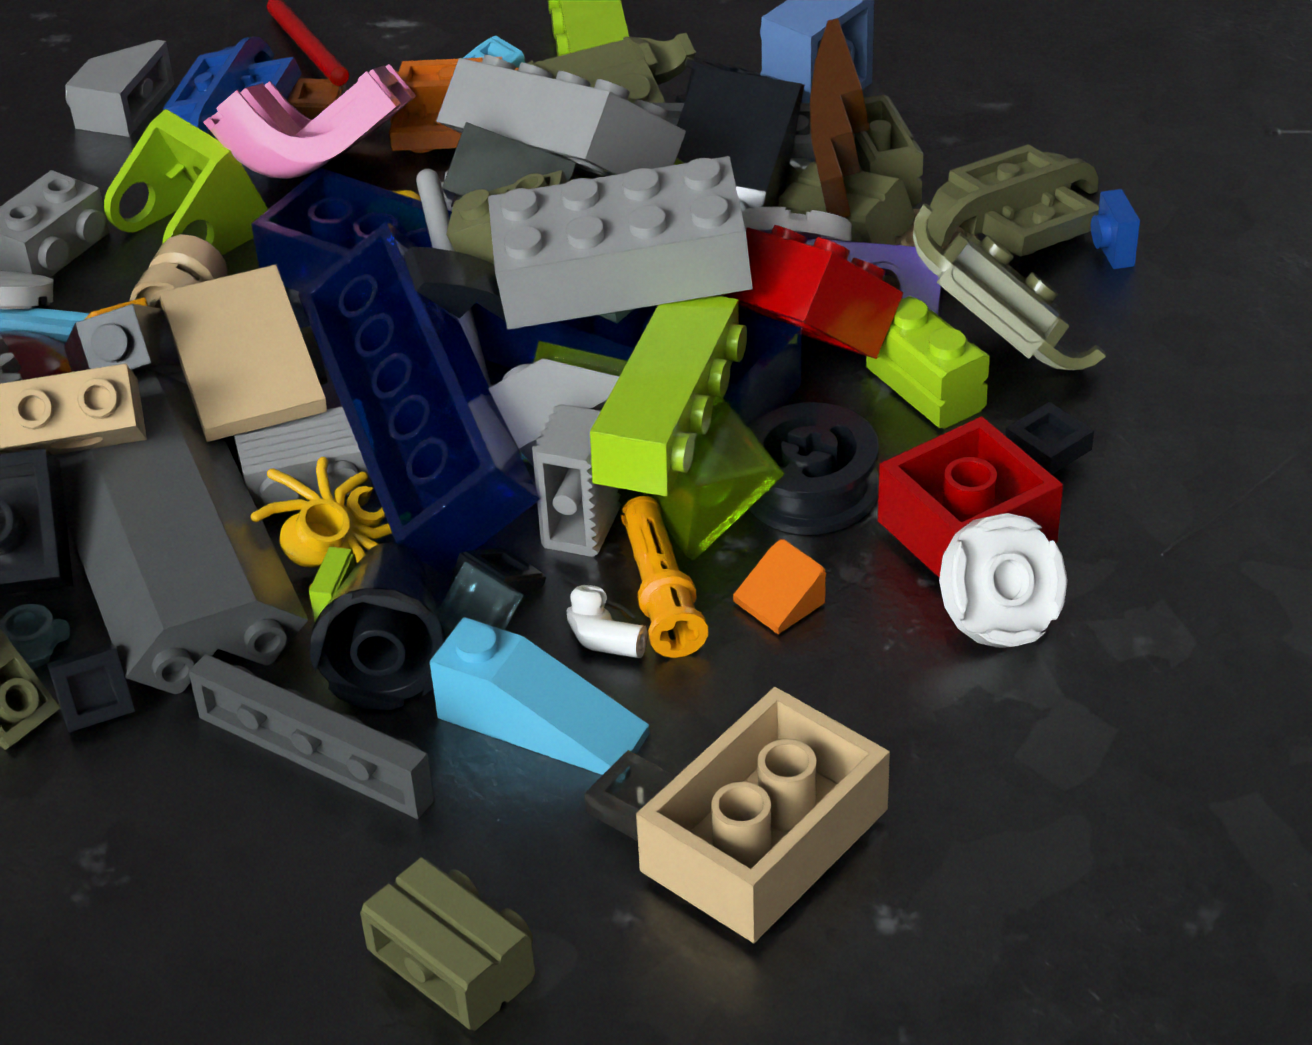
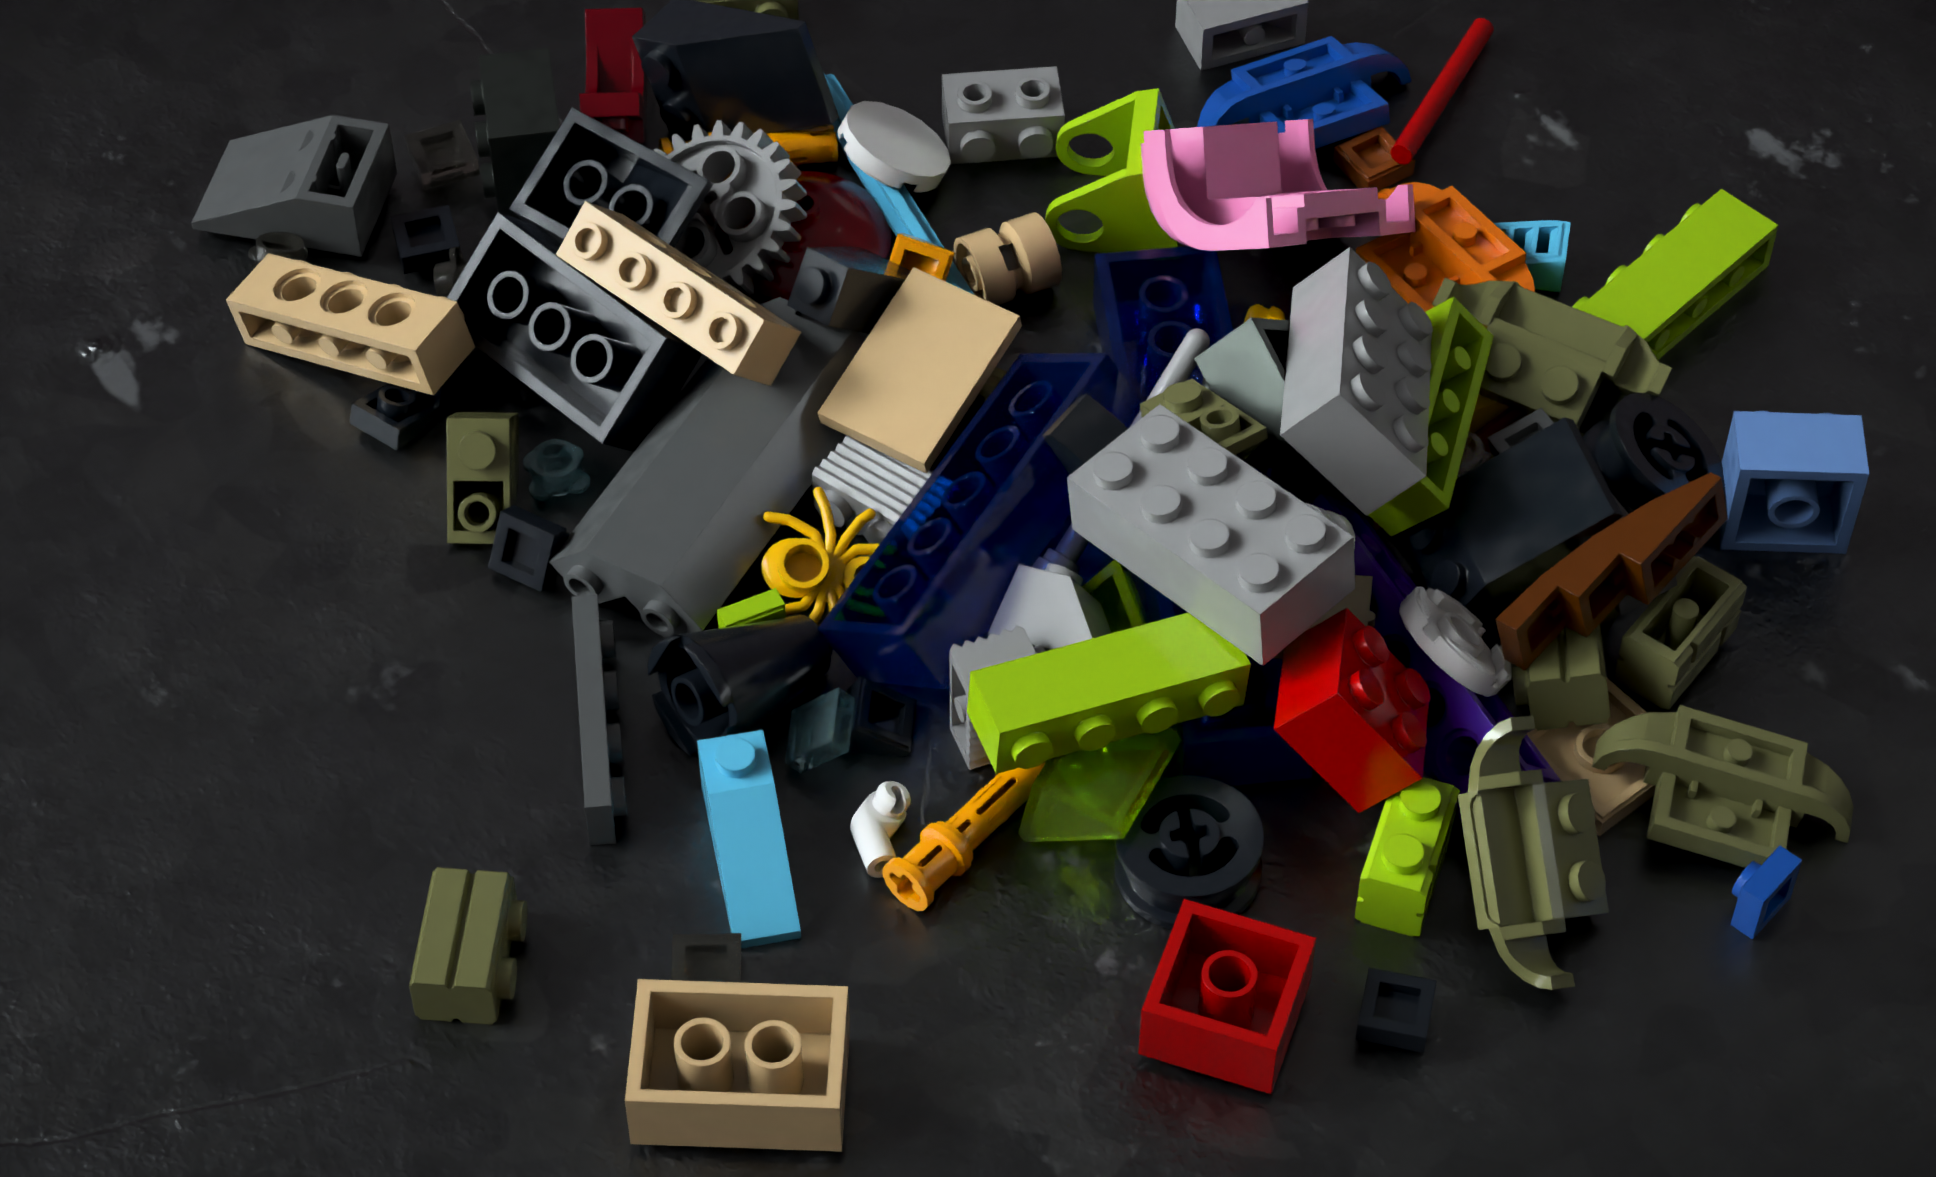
camera: 50 degrees right, 10 degrees up
(782, 587) = (1027, 925): orange slope -> none
(1003, 580) = (1144, 1077): white tile -> none

